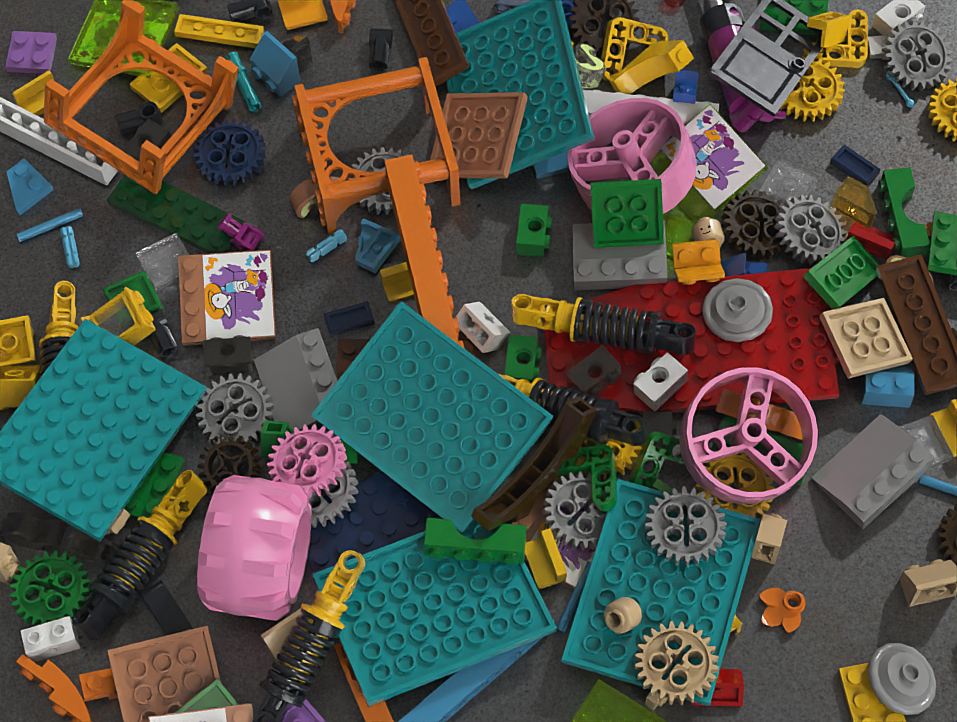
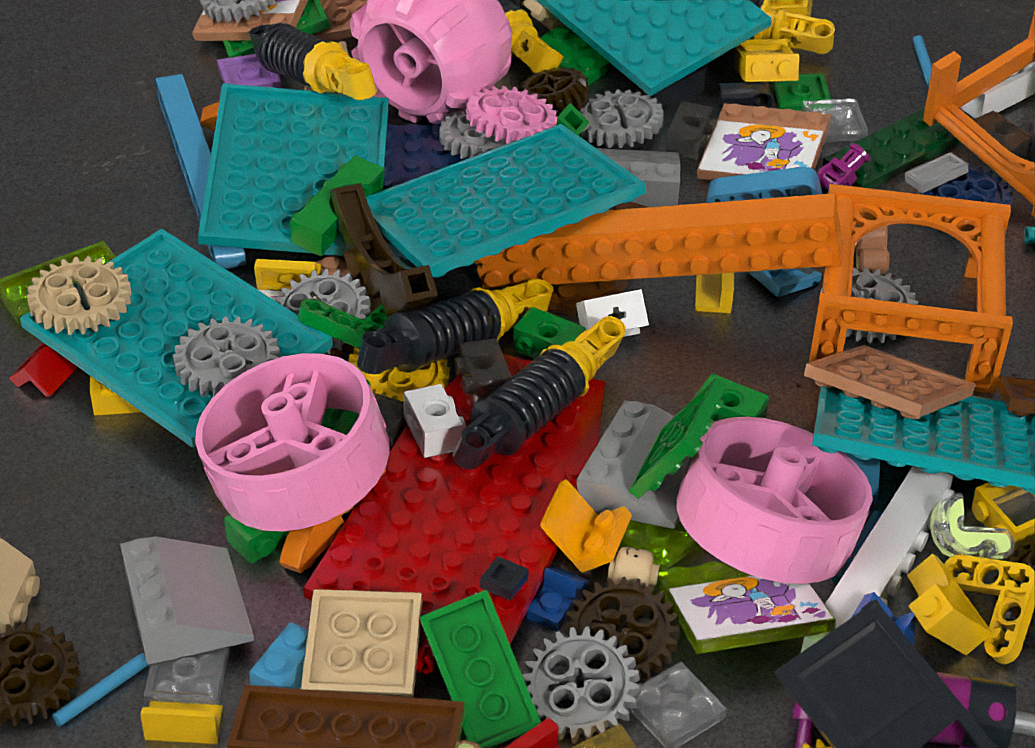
camera: 110 degrees right, 20 degrees down
(27, 186) = (976, 54): dark azure wing -> none
(69, 247) = (888, 66): medium azure axle -> none
(221, 169) = (936, 172): none -> light grey tile
(295, 275) = (763, 185): none -> dark azure beam
(622, 615) = (162, 268): tan head -> none
(737, 310) = (488, 527): light grey piece -> none
(769, 538) = (169, 453): tan brick -> none
(777, 280) = (504, 578): none -> black plate
(780, 611) = (87, 454): orange plate -> none

